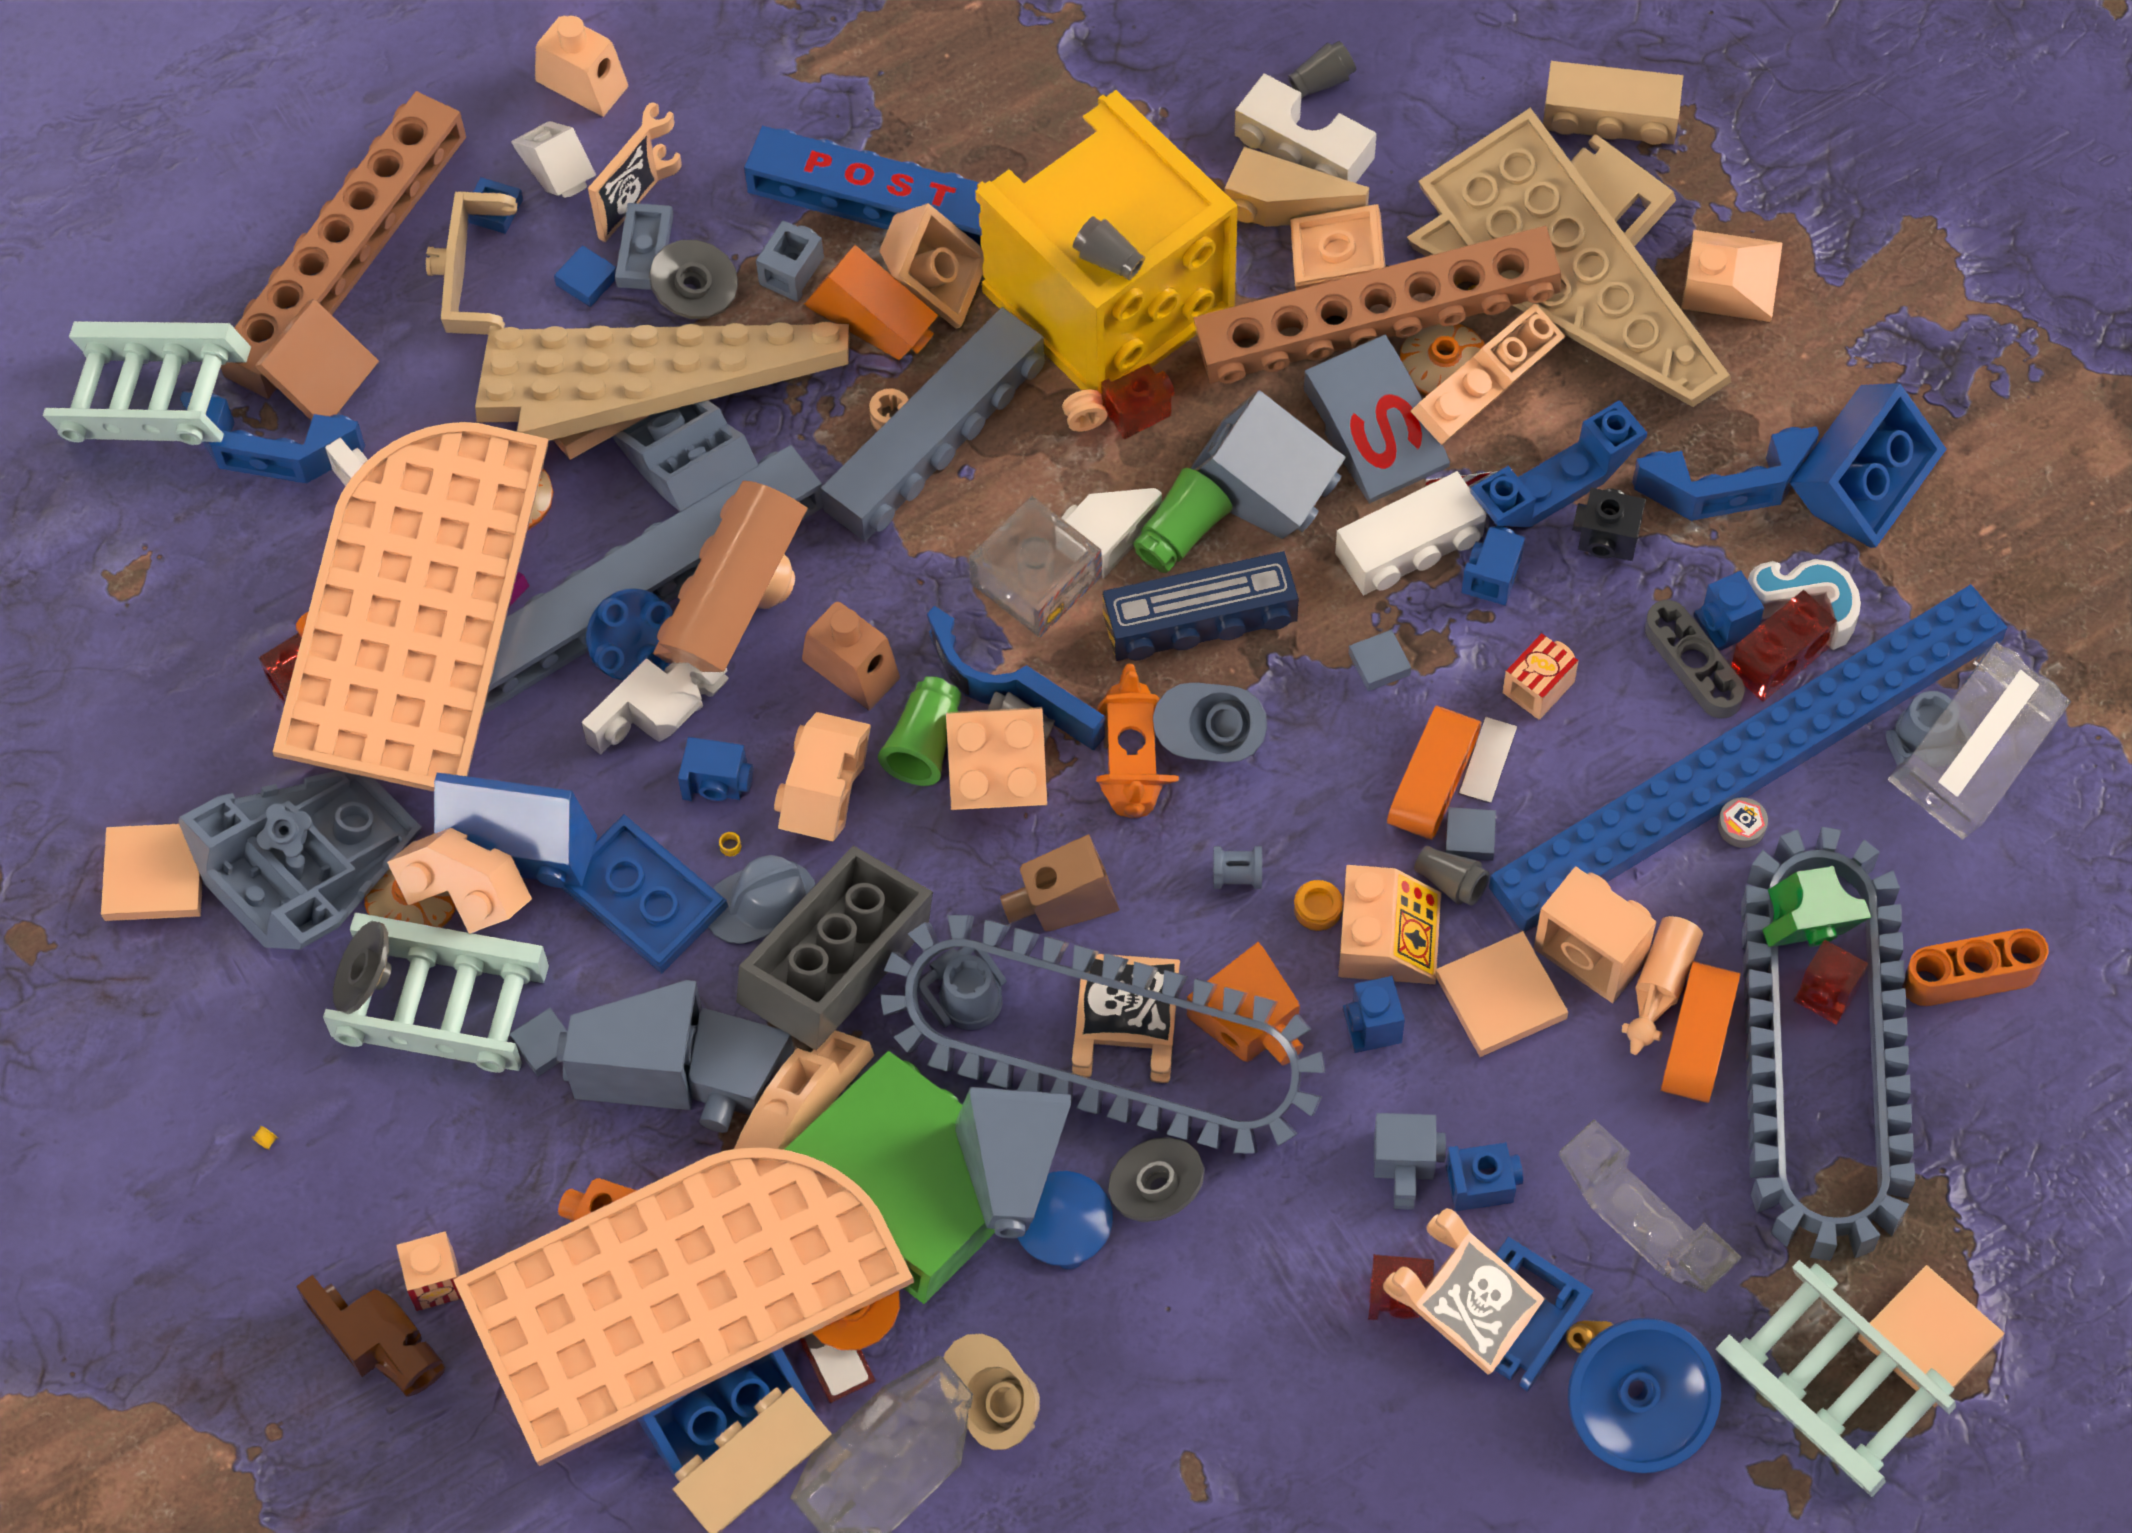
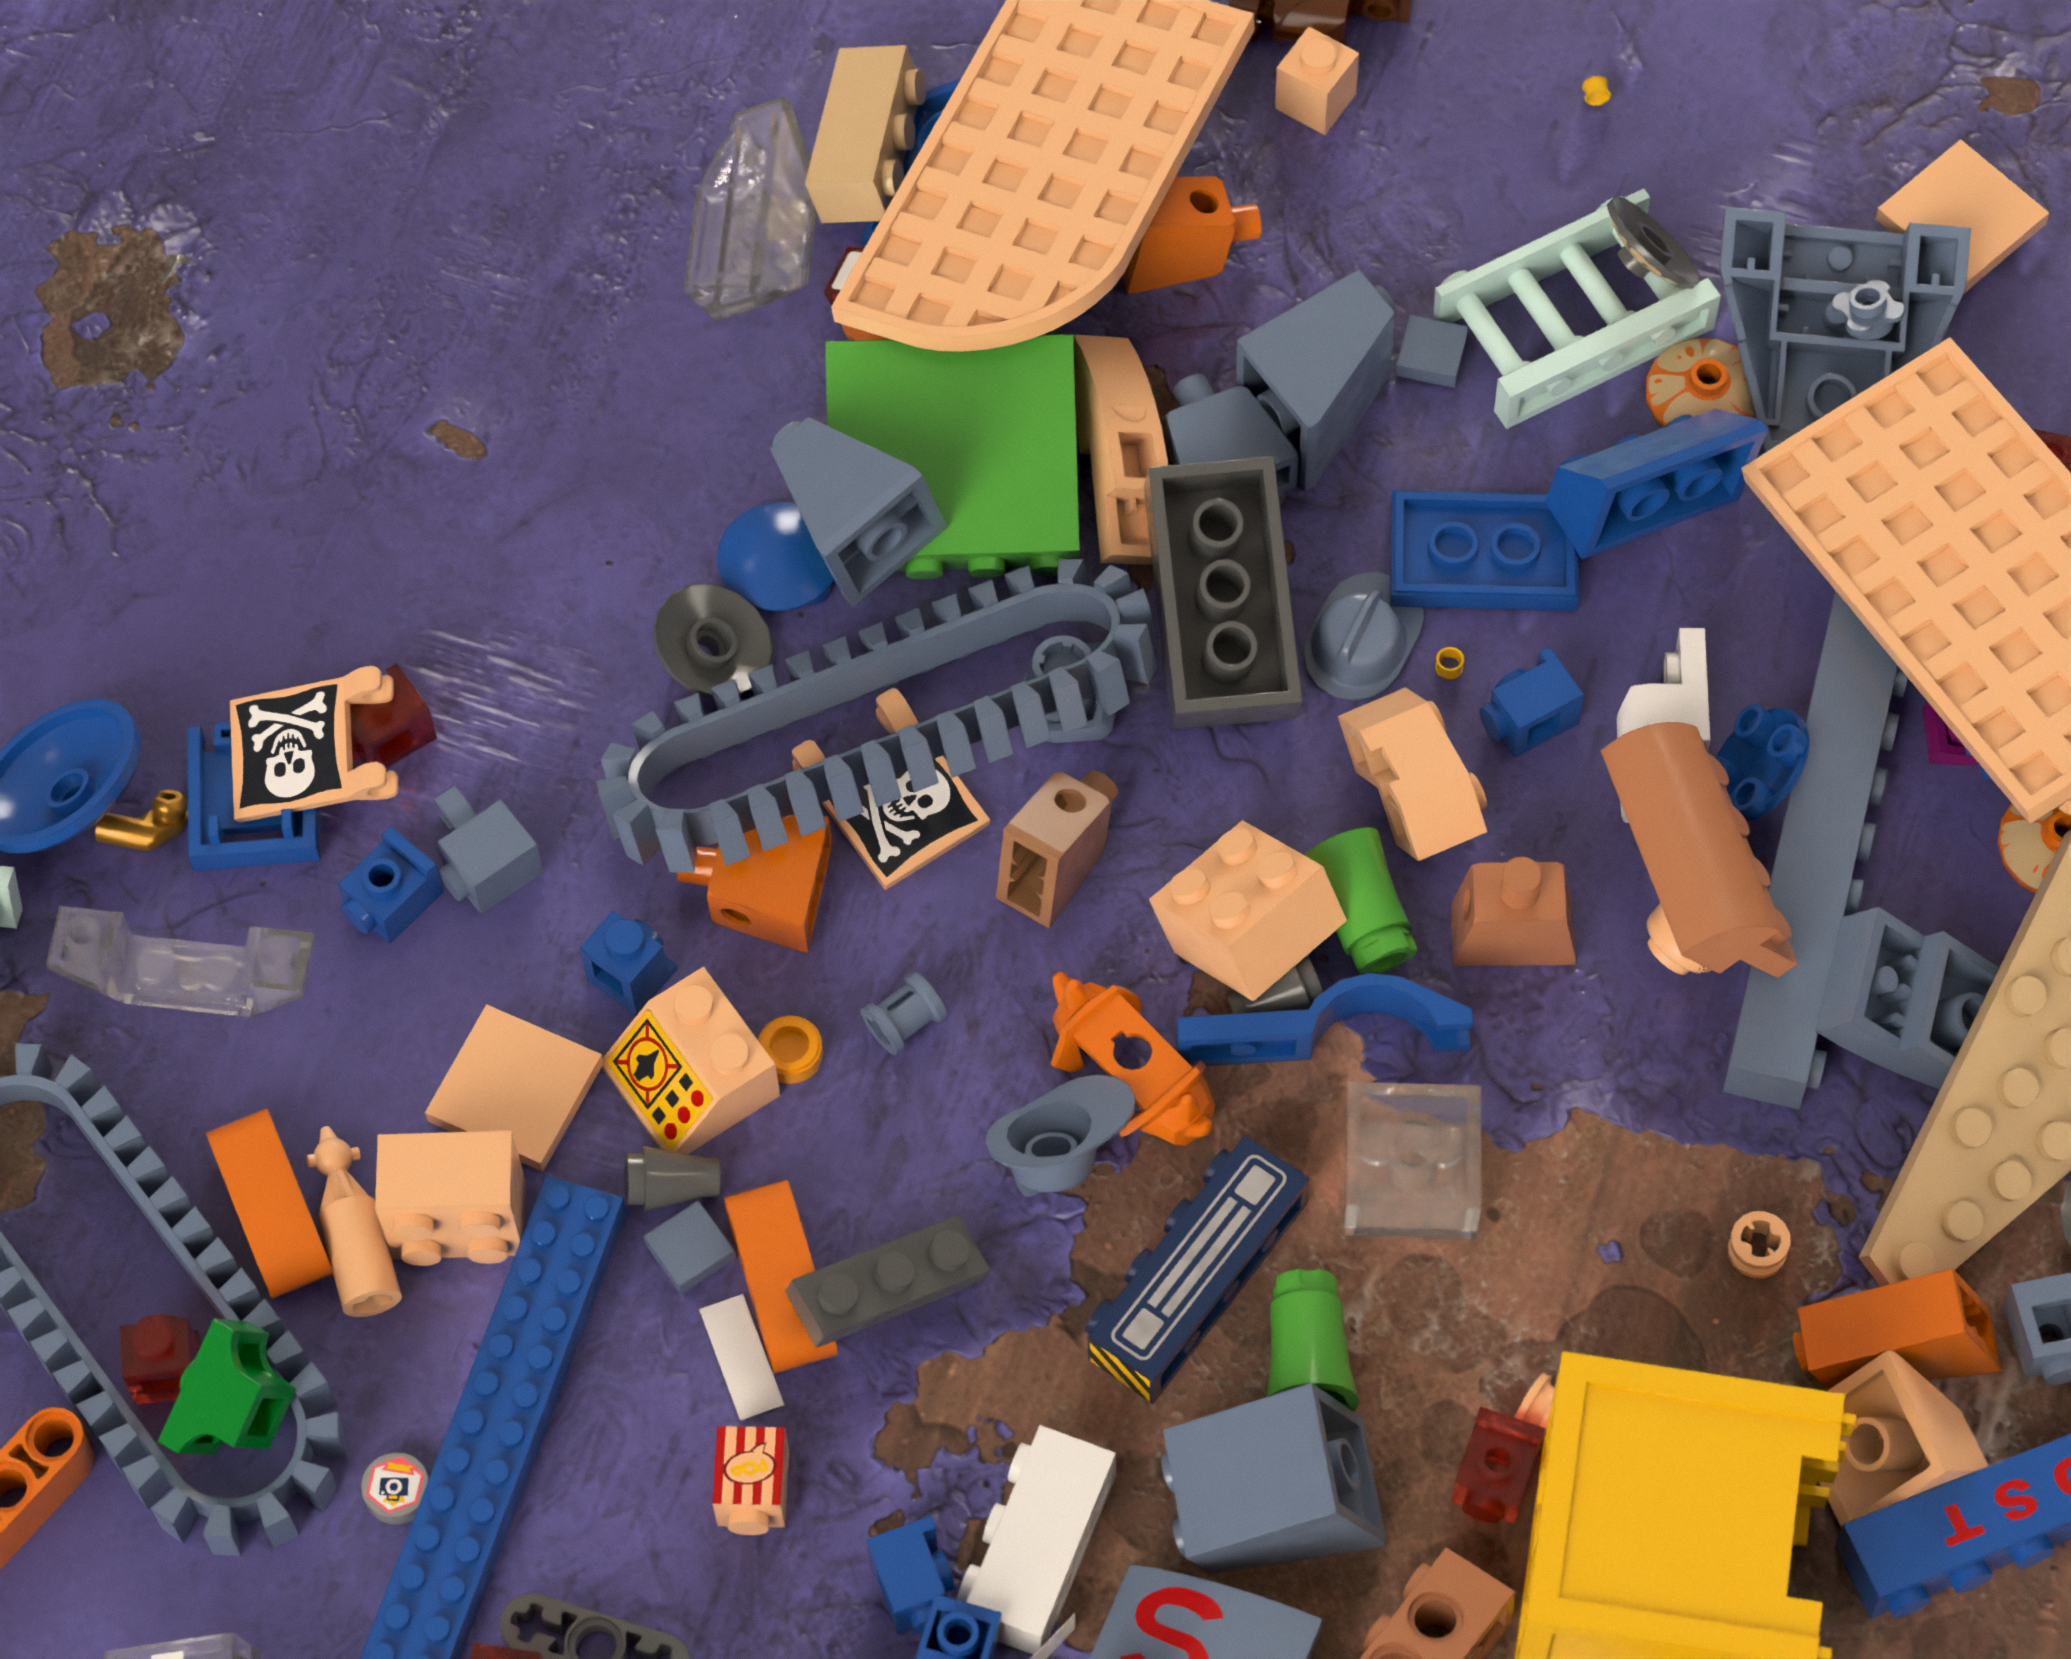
camera: 140 degrees right, 0 degrees up
(480, 881) = (1622, 393): light nougat brick -> none
(933, 425) = (1686, 1217): sand blue brick -> none
(1003, 1395) = (689, 346): tan piece -> none
(1107, 248) = (1610, 1416): dark grey cone -> none
(1113, 521) = (1385, 1280): white slope -> none
(1379, 660) = (952, 1372): sand blue tile -> none
(1380, 715) = (887, 1281): none -> dark grey plate

